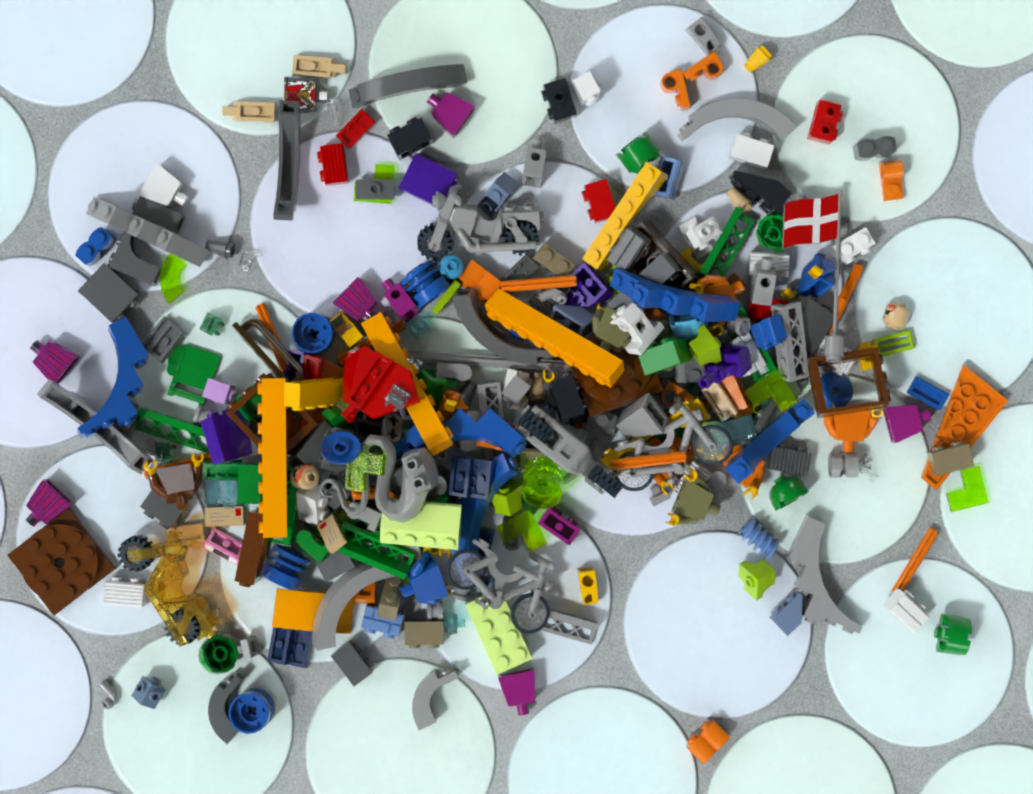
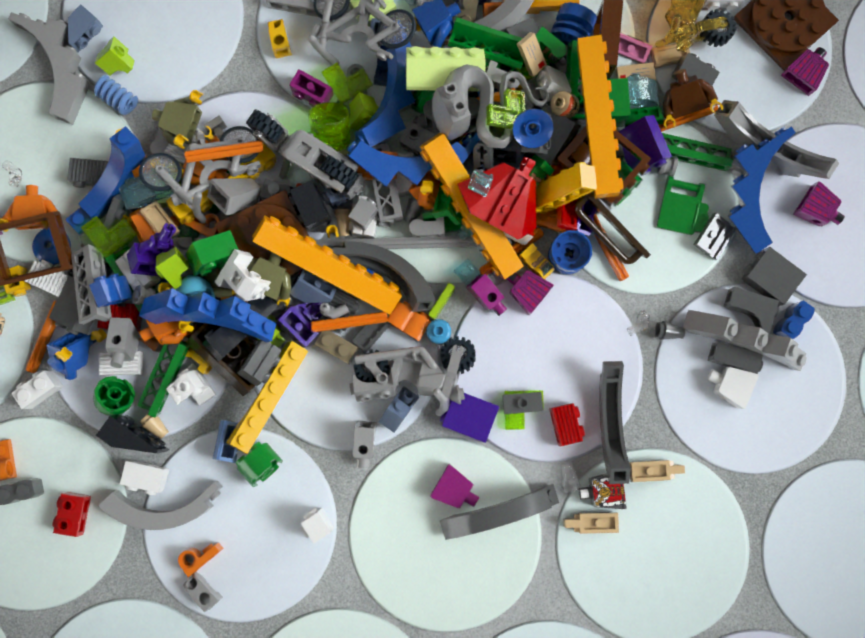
camera: 170 degrees right, 5 degrees down
(162, 452) = (702, 128): clear green tile -> none
(170, 278) = (714, 295): clear neon green tile -> none
(210, 323) = (671, 255): clear green tile -> none
(219, 391) = (655, 188): lavender brick -> none
(355, 129) = (548, 462): red plate -> none
(409, 138) = (492, 457): black brick -> none
(424, 284) = (463, 311): blue wheel -> none
(471, 477) = (399, 120): dark blue slope -> none
(559, 101) = (345, 511): black brick -> none
(599, 200) = (295, 411): red brick -> none
(682, 97) = (219, 527): orange plate -> none
(757, 59) = (144, 573): yellow cone -> none
(786, 491) = (88, 140): green cylinder -> none
(813, 223) = (76, 406): flag -> none
(843, 465) = (33, 173): light grey wheel -> none

